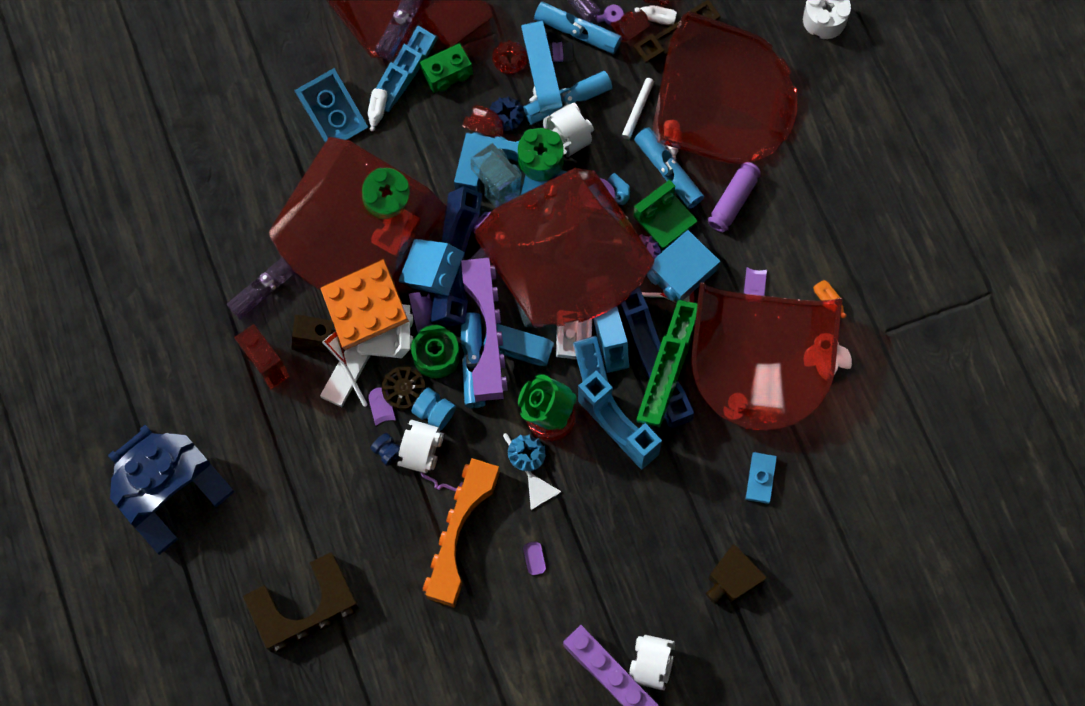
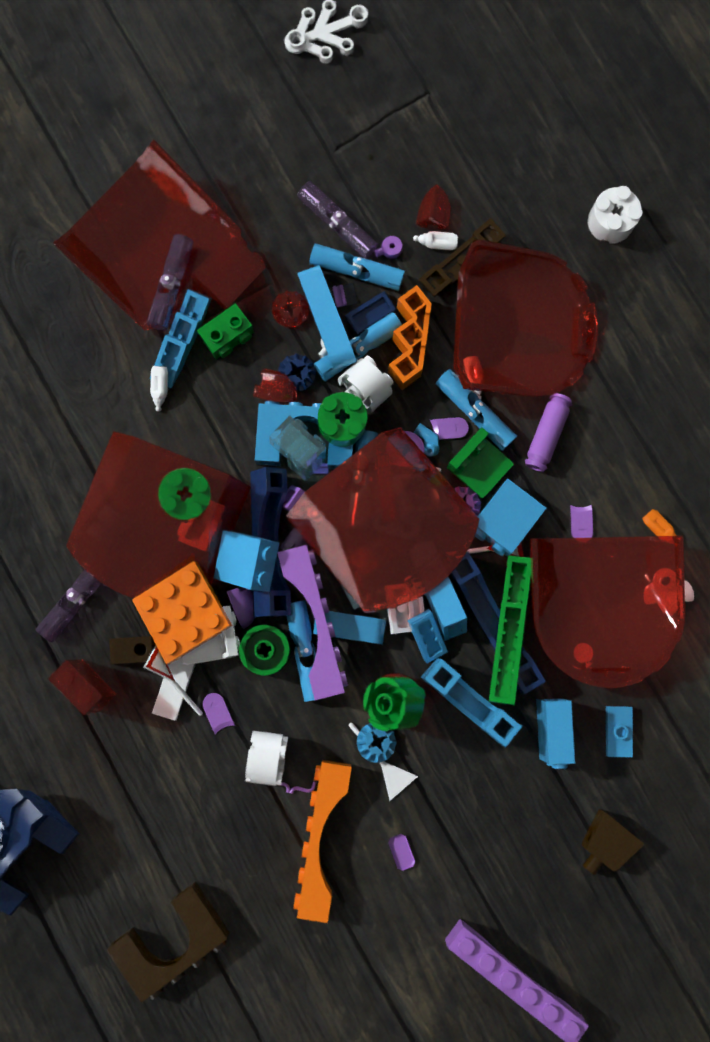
camera: 15 degrees left, 10 degrees up
(331, 107) = (110, 393): dark azure slope -> none
(386, 449) = (231, 762): dark blue wheel -> none
(402, 387) = (237, 690): dark brown wheel -> none
(435, 410) = (273, 712): dark azure wheel -> none
(583, 69) = (370, 313): none -> dark blue tile
(617, 95) = (411, 337): none -> orange brick
(630, 24) = (413, 256): clear red brick -> none
(638, 108) = (433, 347): white bar -> none
(642, 182) = (450, 428): none -> medium lavender piece
(652, 662) = (543, 951): white brick -> none
(697, 462) = (555, 732): none -> dark azure brick

